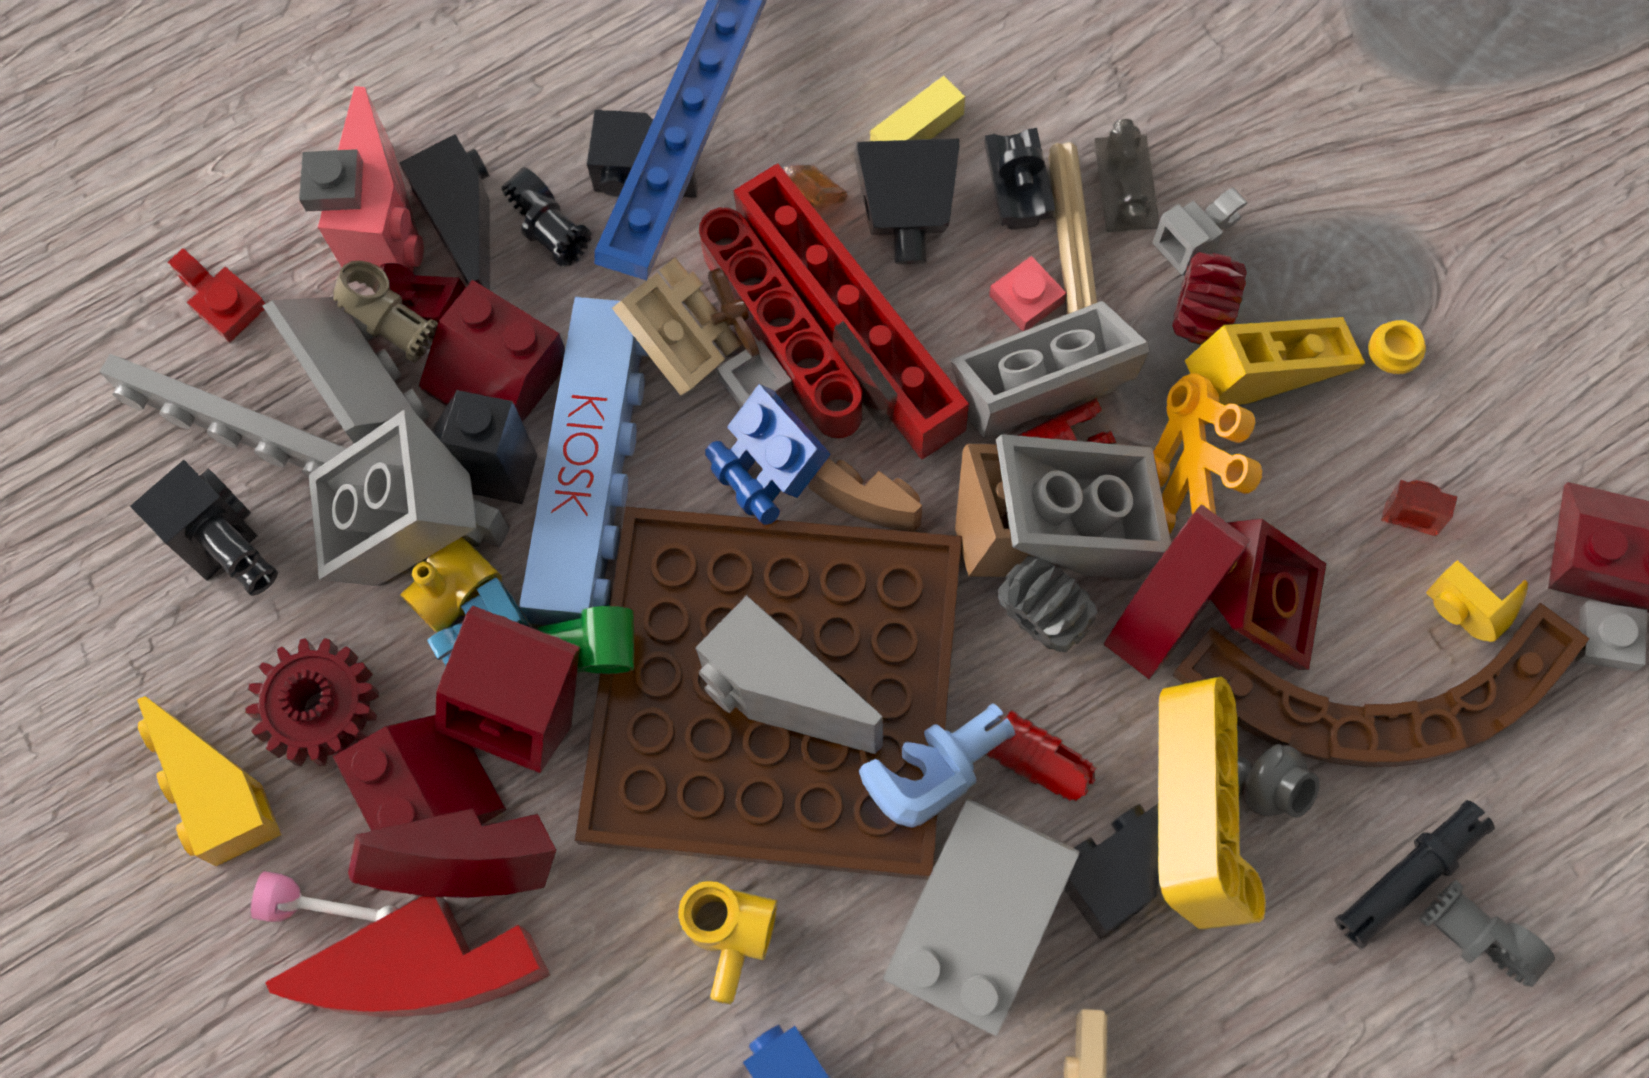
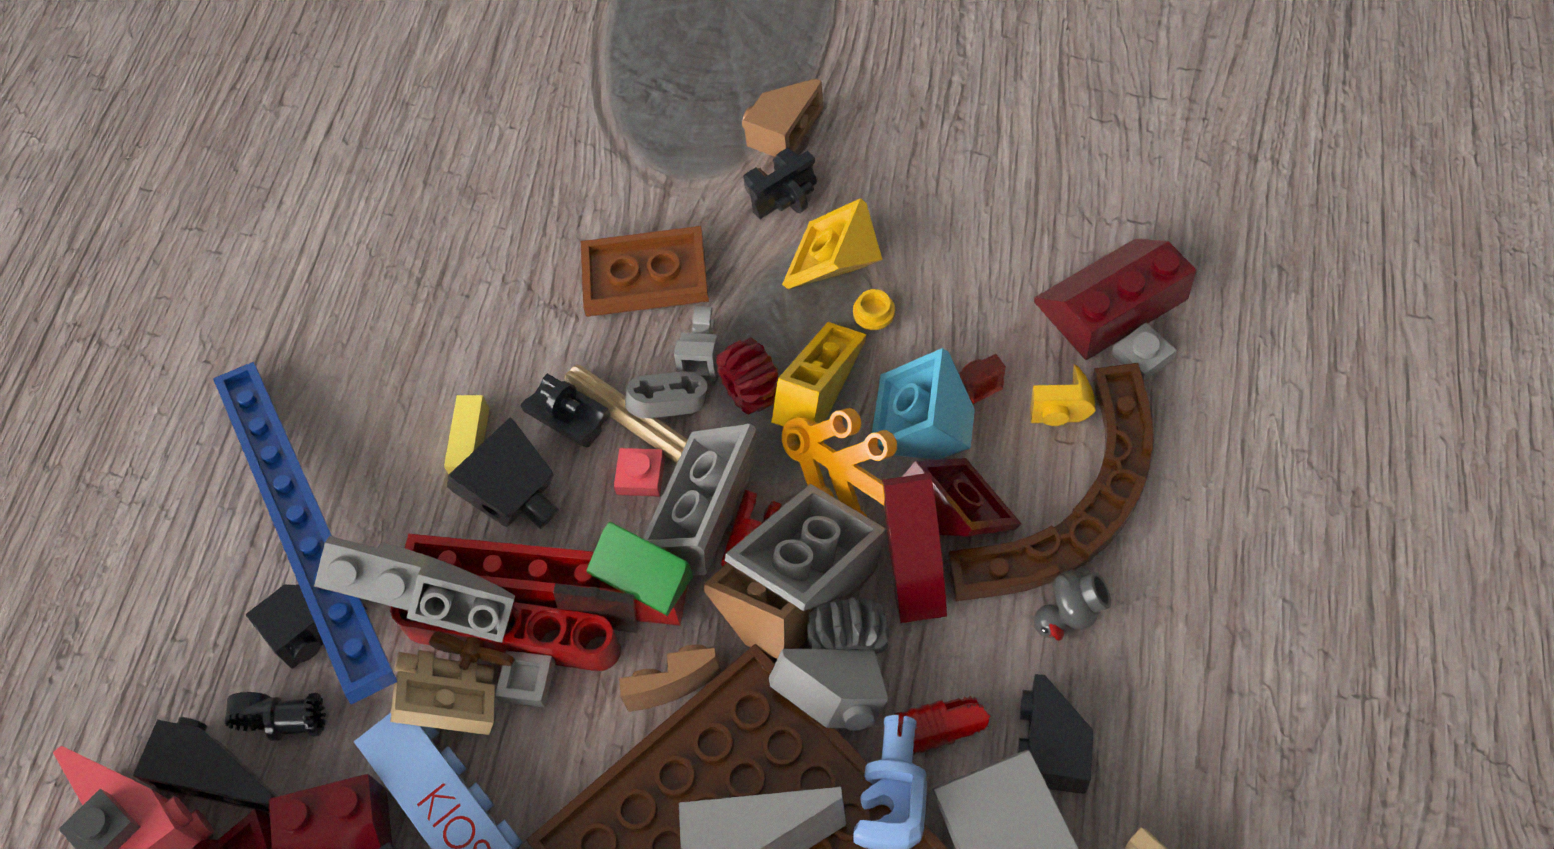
camera: 45 degrees left, 10 degrees down
(742, 217) = (417, 583): none -> light grey slope
(778, 443) = (585, 699): blue plate -> none
(816, 186) = (444, 527): clear orange slope -> none
(924, 377) = (639, 568): none -> slope
(983, 634) = (832, 685): none -> light grey slope
(1120, 246) = (665, 394): none -> light grey beam
(1126, 179) = (624, 353): clear smoke hinge -> none
(1200, 809) = (1096, 683): yellow beam -> none
(1226, 110) = (643, 271): none -> dark orange plate
(1334, 482) = (925, 408): none -> medium azure slope
(1427, 250) = (834, 246): none -> yellow slope
(1434, 856) = (1196, 556): black pin -> none
(1447, 147) = (783, 187): none -> black hips
(1478, 933) = (1265, 570): dark grey connector -> none
(1524, 76) = (783, 116): none -> medium nougat slope

